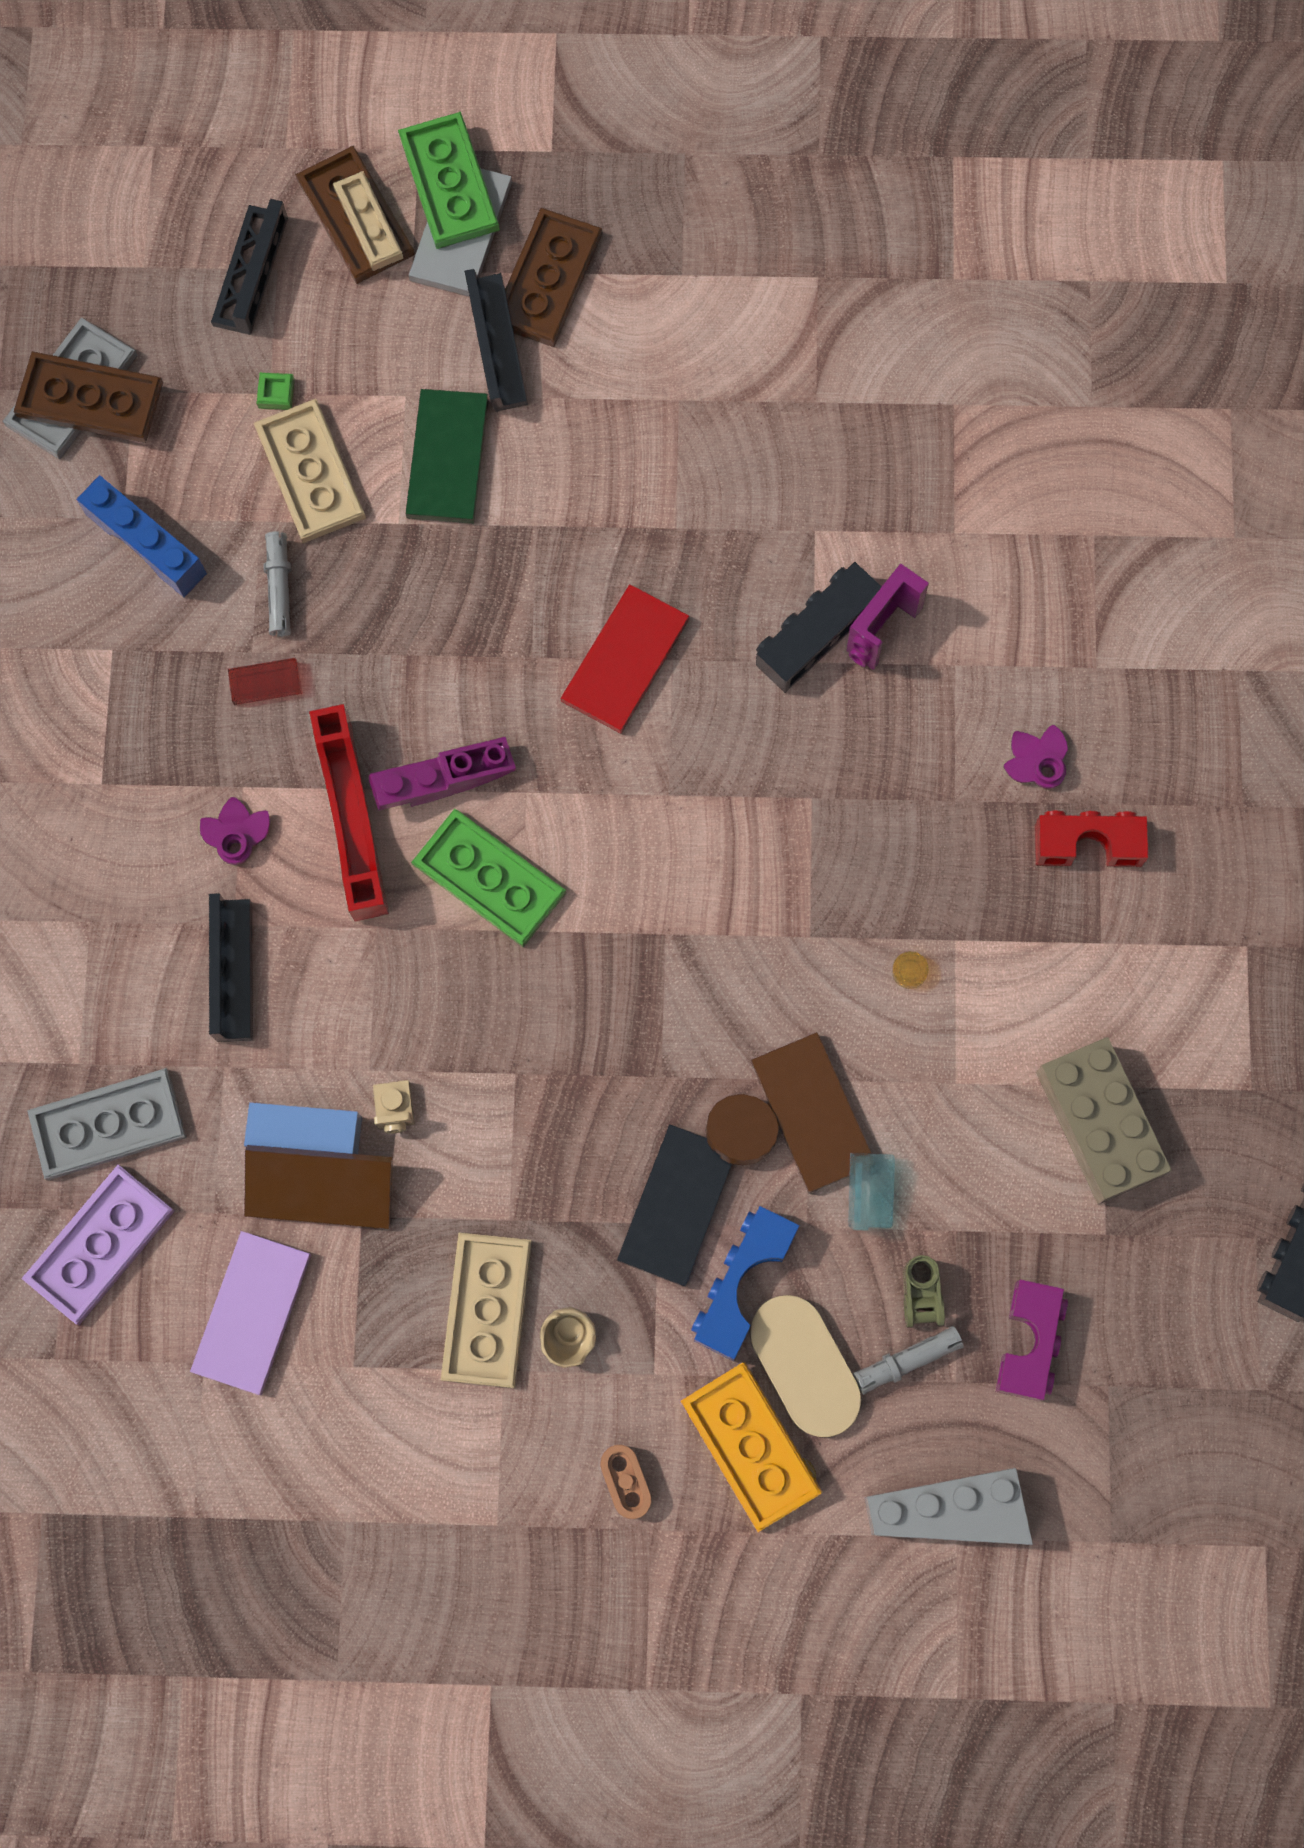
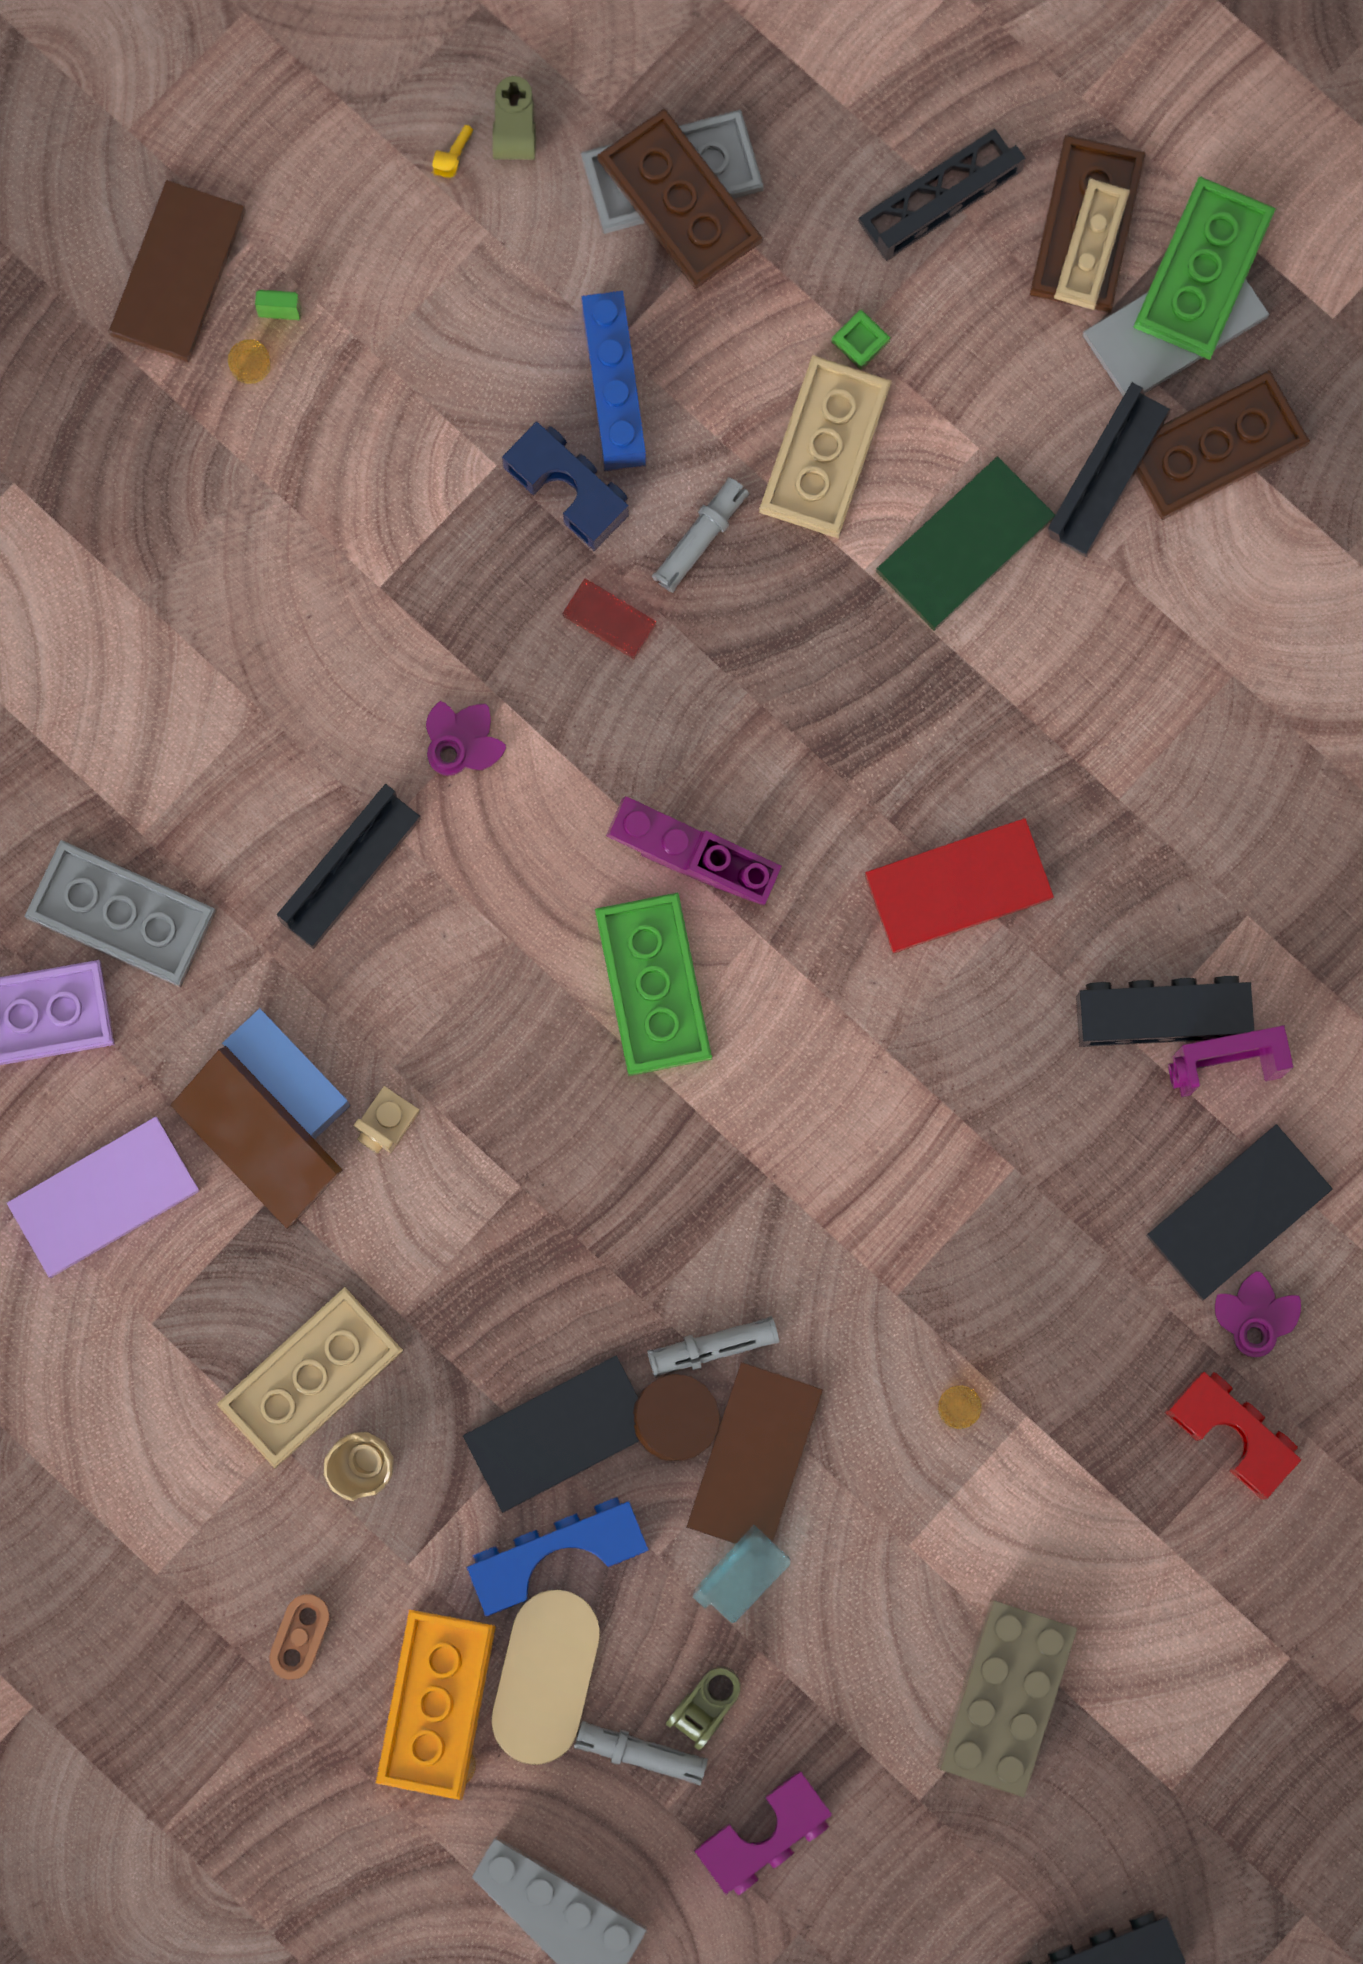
camera: 35 degrees right, 5 degrees up
(137, 619) = (543, 458): none -> dark blue arch
(350, 813) = (578, 815): red arch -> none
(717, 1077) = (724, 1343): none -> light grey pin
(971, 707) = (1239, 1212): none -> black tile

